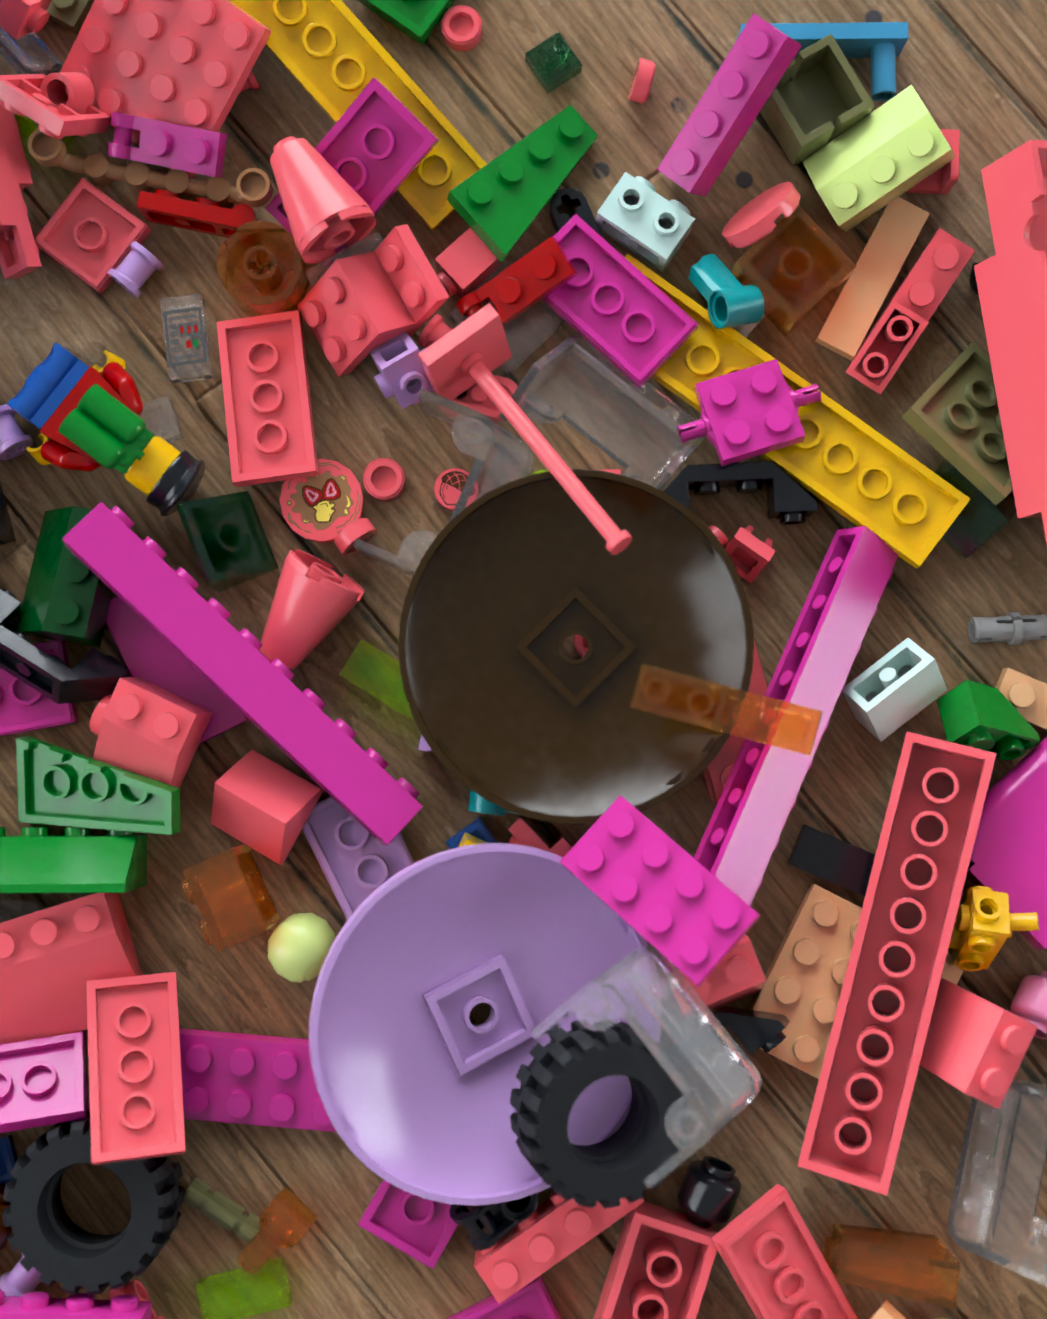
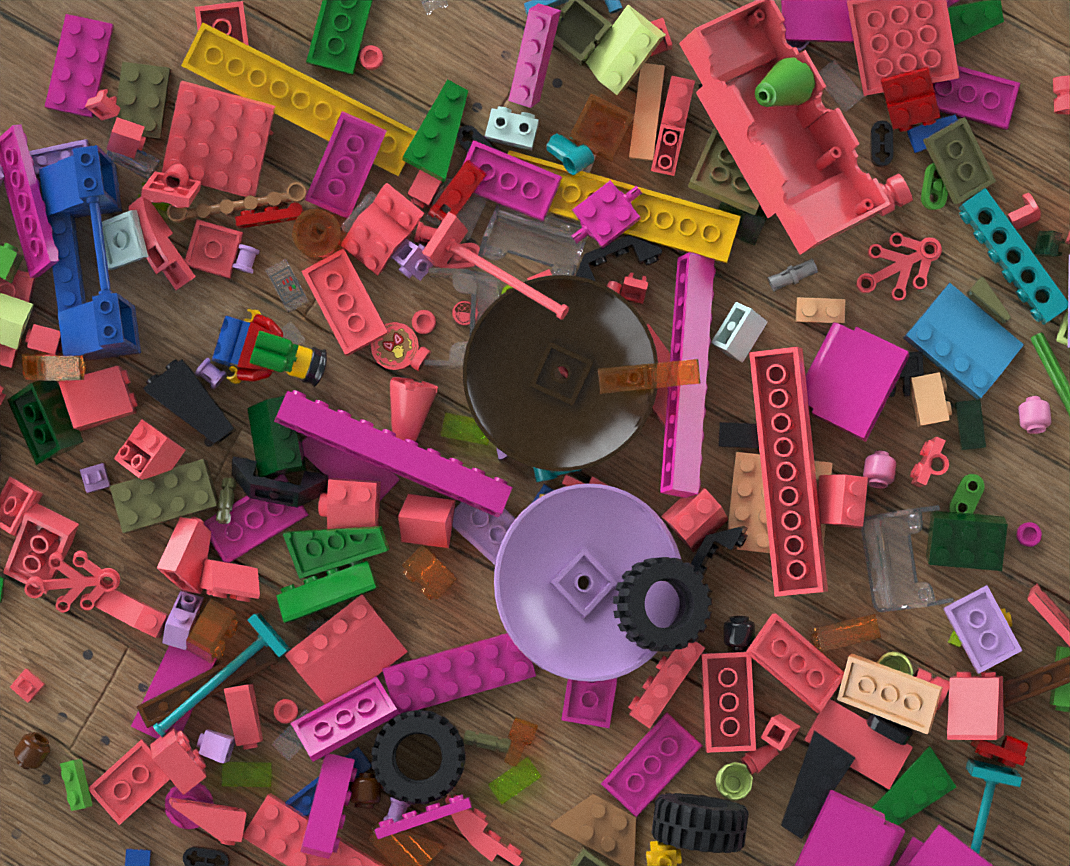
camera: 10 degrees left, 0 degrees up
(134, 1068) = (415, 676): coral plate -> none
(169, 145) = (240, 186): dark pink plate -> none
(227, 539) = (353, 385): clear green slope -> none
(300, 946) = (475, 588): yellowish green hair -> none
(317, 201) = (334, 188): coral cone -> none
(496, 1218) = (629, 685): black piece -> none
(553, 62) = (428, 58): clear green tile -> none
(642, 80) = (481, 51): coral tile -> none
(660, 890) = (648, 480): dark pink plate -> none
(680, 1035) = (688, 546): clear windscreen -> none
(758, 216) = (572, 102): coral tile -> none
(984, 926) = (827, 439): yellow brick -> none
(985, 720) = (794, 330): green slope -> none

